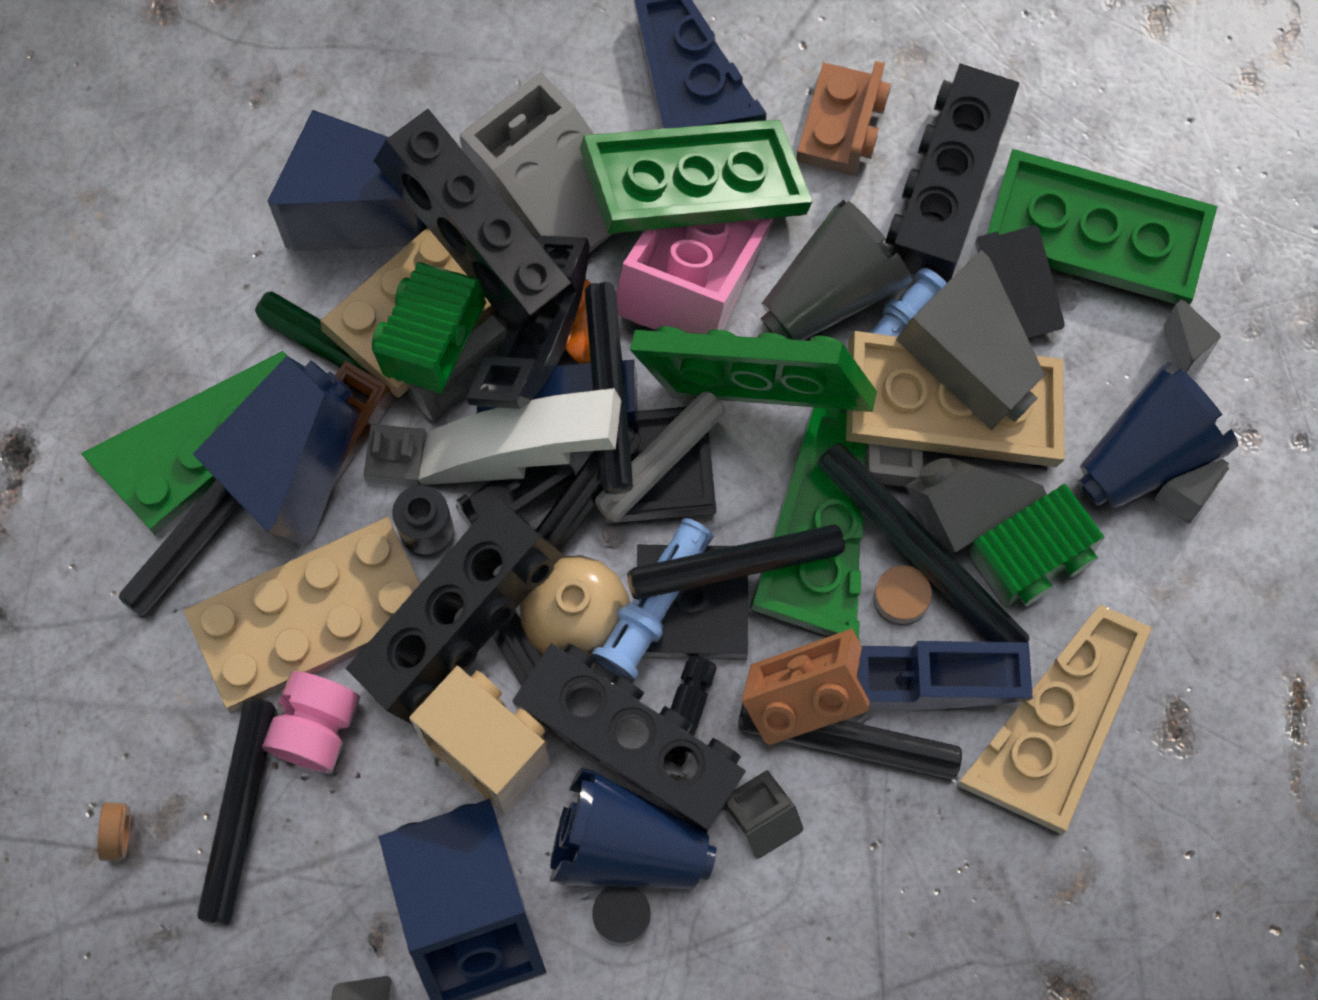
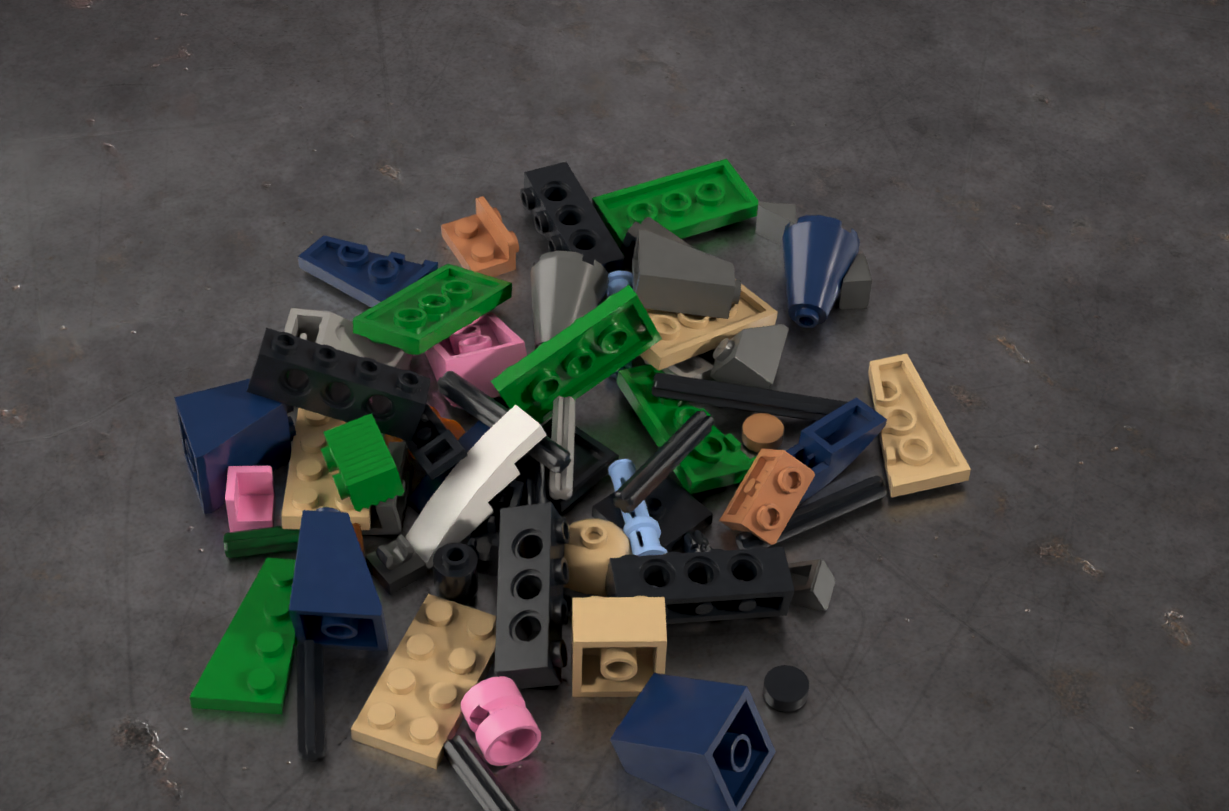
camera: 45 degrees left, 25 degrees down
(321, 270) = (250, 497): none -> bright pink panel
(626, 841) = (747, 639): dark blue cone -> none
(1036, 547) = (809, 357): green brick -> none

